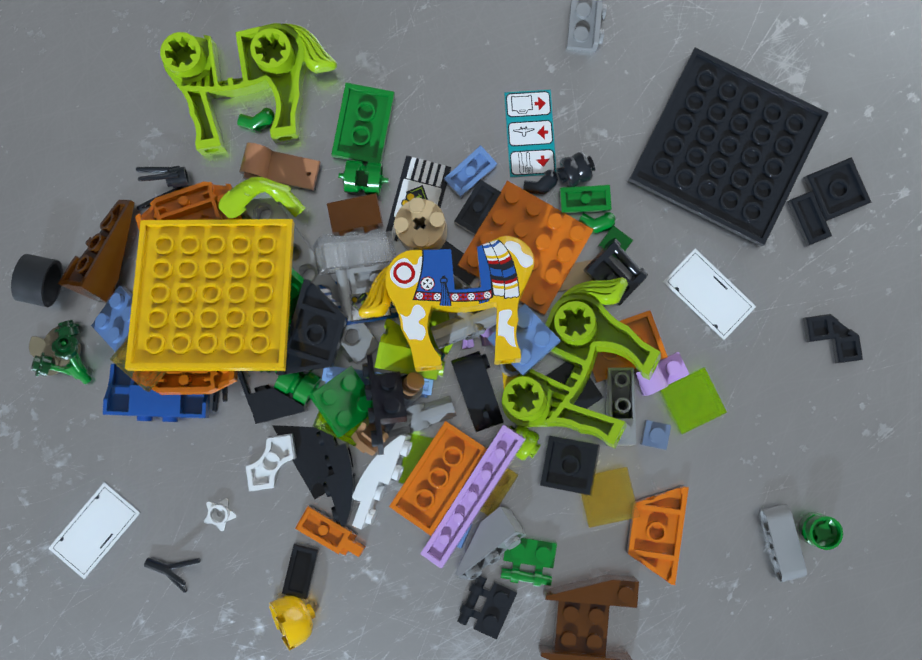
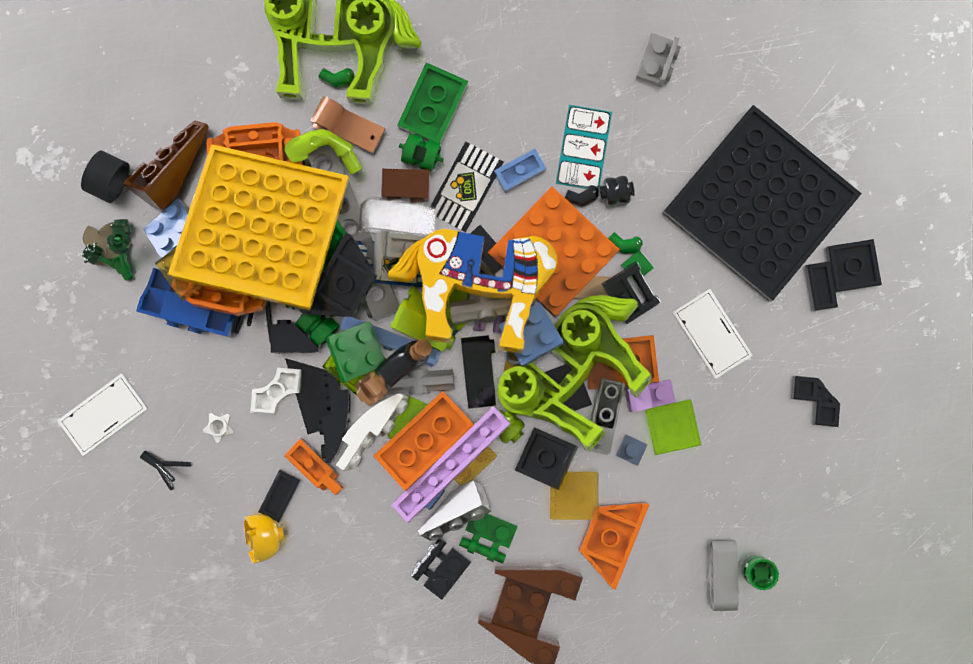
camera: 20 degrees right, 0 degrees up
(175, 176) = (250, 111): black plant -> none
(387, 400) = (394, 358): black bracket -> none
(417, 213) = (458, 197): tan brick -> none
(477, 207) = (518, 204): black plate -> none
(585, 199) = (619, 220): green plate -> none

